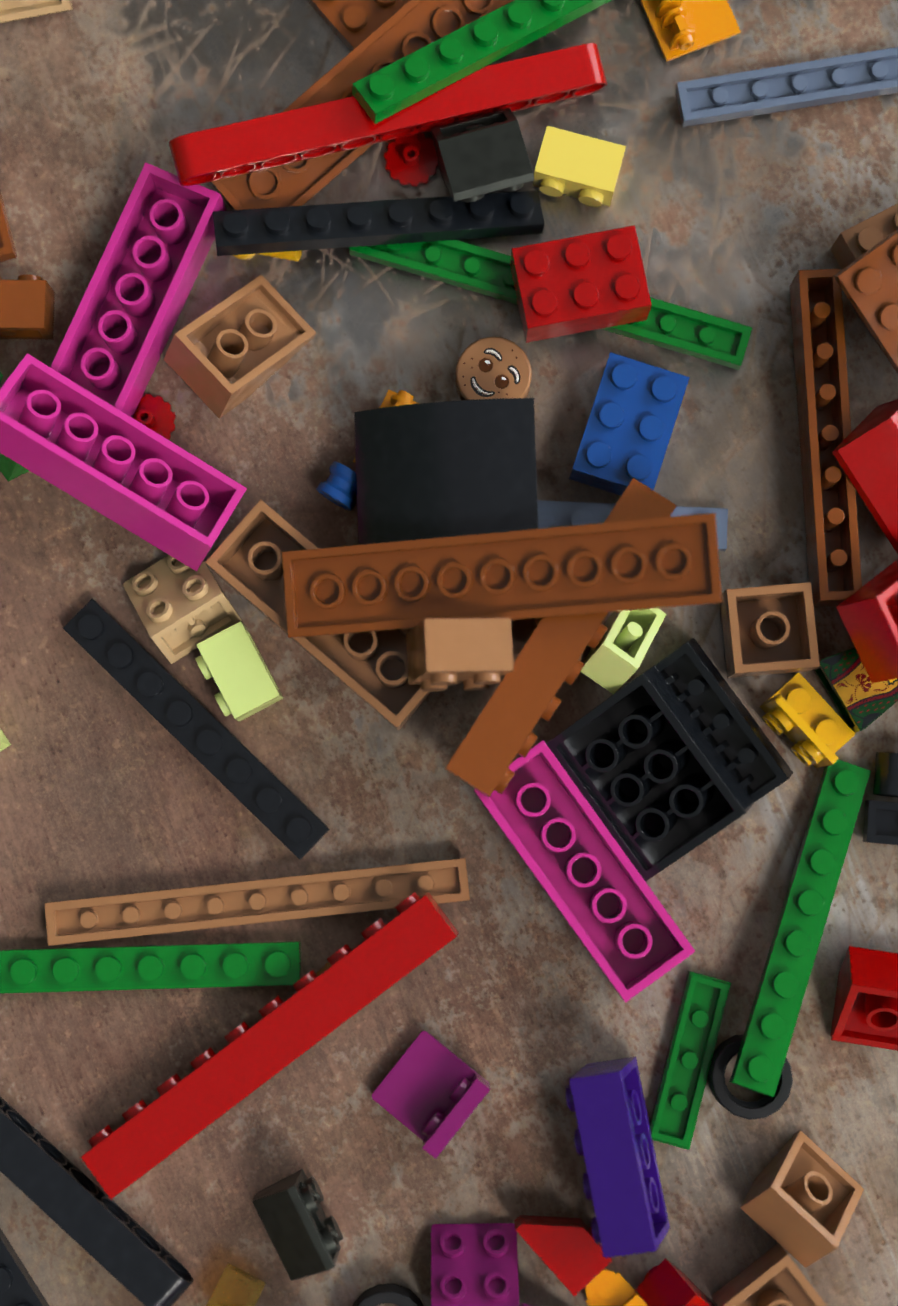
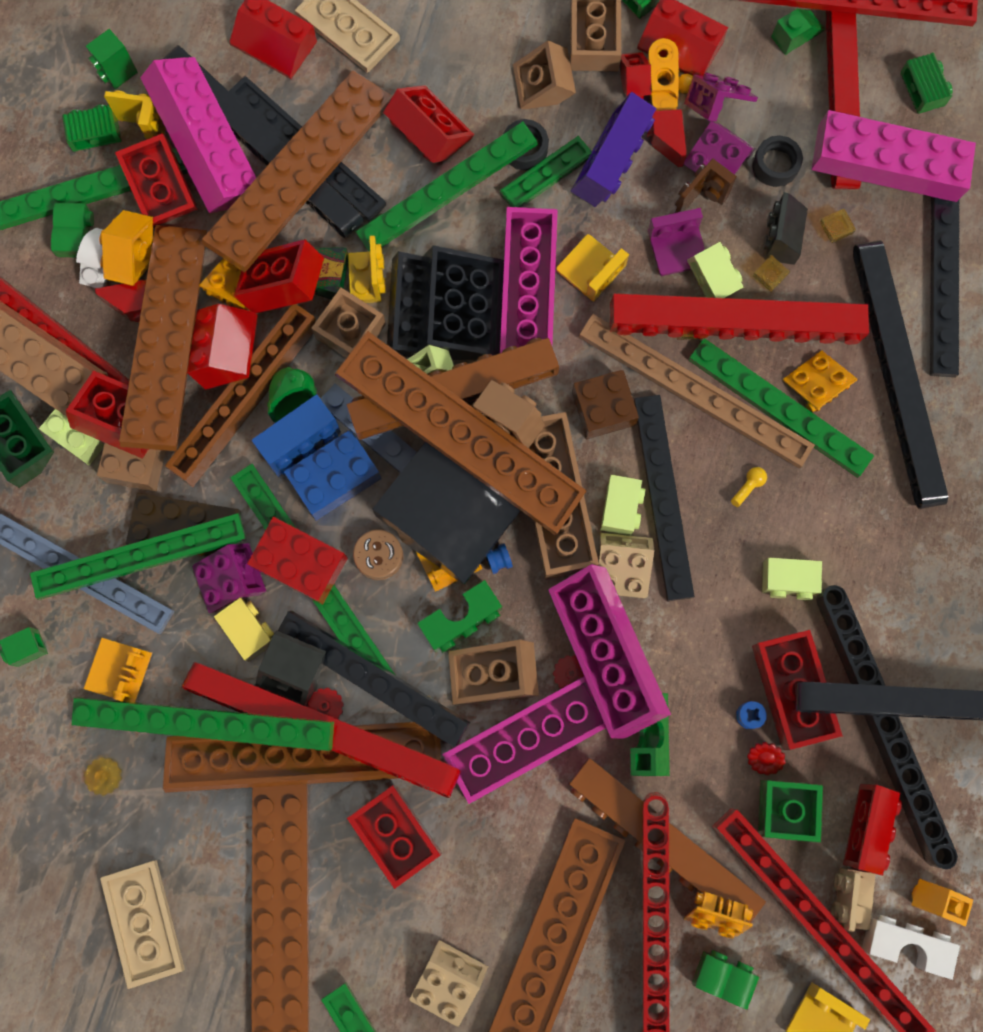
camera: 145 degrees left, 5 degrees down
(96, 846) = (756, 478): none -> yellow bar
(104, 1044) = (819, 380): none -> light orange hinge
(206, 69) = (394, 836): none -> red brick
(276, 1149) = (771, 273): none -> clear yellow plate
(340, 345) = (482, 607): none -> green arch
(348, 1086) = (716, 272): none -> yellowish green brick
(359, 787) = (605, 404): none -> reddish brown brick
(451, 1222) = (711, 179): none -> reddish brown bracket
(523, 968) = (592, 267): none -> yellow bracket
(657, 206) = (227, 576): none -> magenta bracket
(710, 434) = (297, 435): none -> blue brick
(758, 230) = (162, 515): none -> dark brown plate
(768, 483) = (289, 391): none -> green helmet
(775, 145) = (137, 556): none -> green plate

